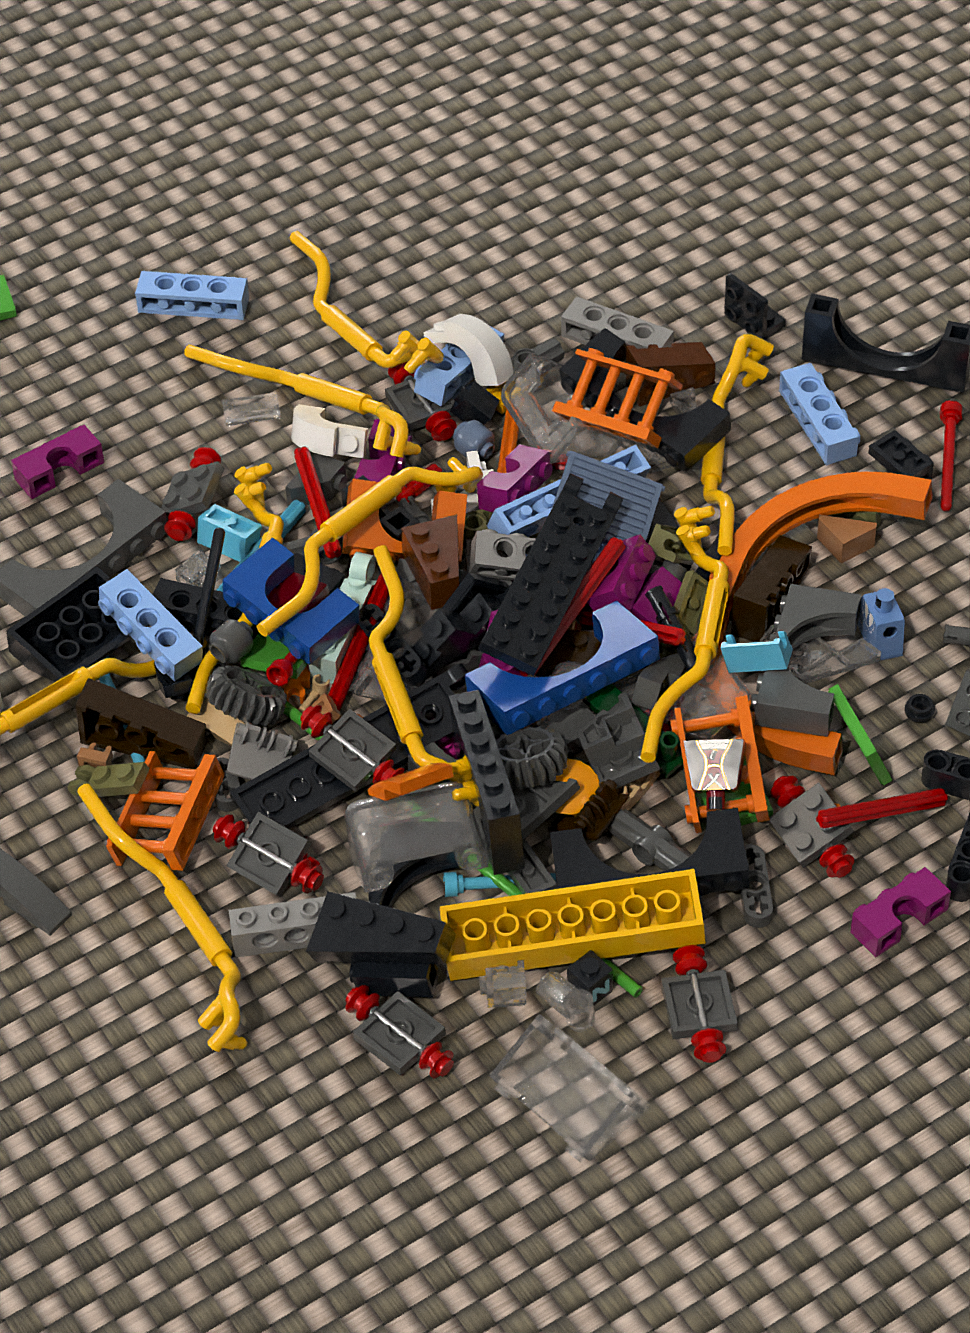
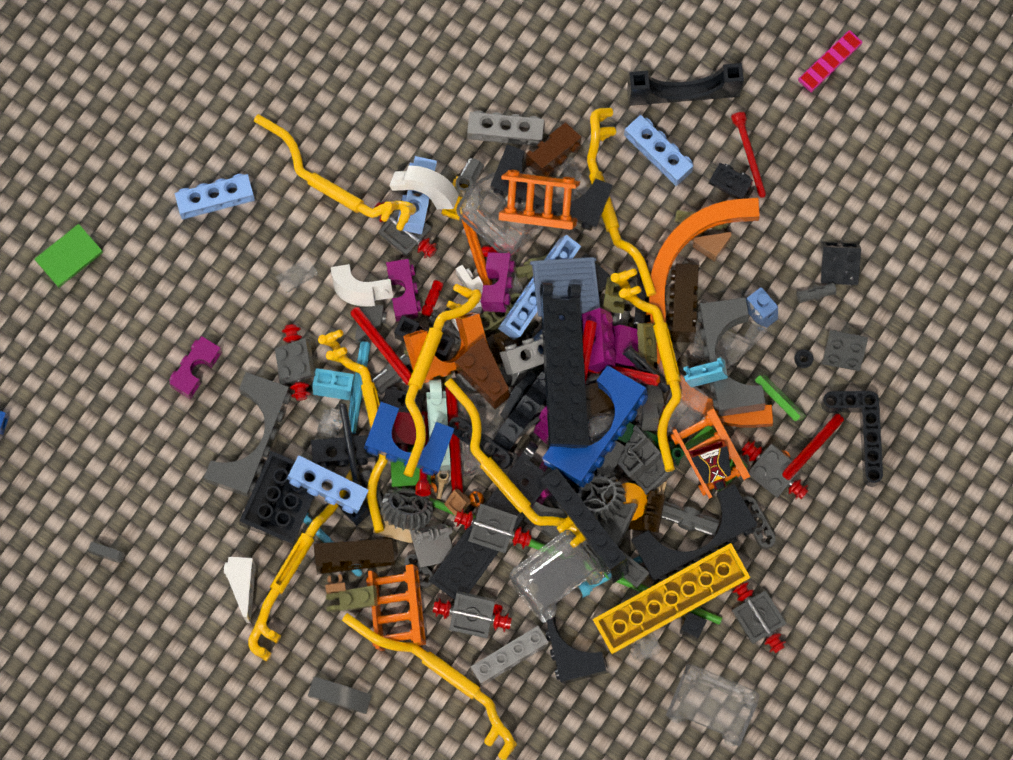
camera: 25 degrees left, 25 degrees up
(231, 641) = (383, 478): dark grey head -> none
(323, 391) = (347, 249): yellow piece -> none
(370, 932) = (565, 656): black wedge -> none
(399, 1032) = (600, 703): dark grey plate -> none
(411, 781) = (543, 545): orange slope -> none
(473, 437) = (453, 253): sand blue head -> none
(474, 403) = (442, 226): black brick -> none
(567, 1000) = (683, 643): clear piece -> none
(750, 309) = (584, 79): black bracket -> none
(917, 895) = (837, 525): magenta arch -> none

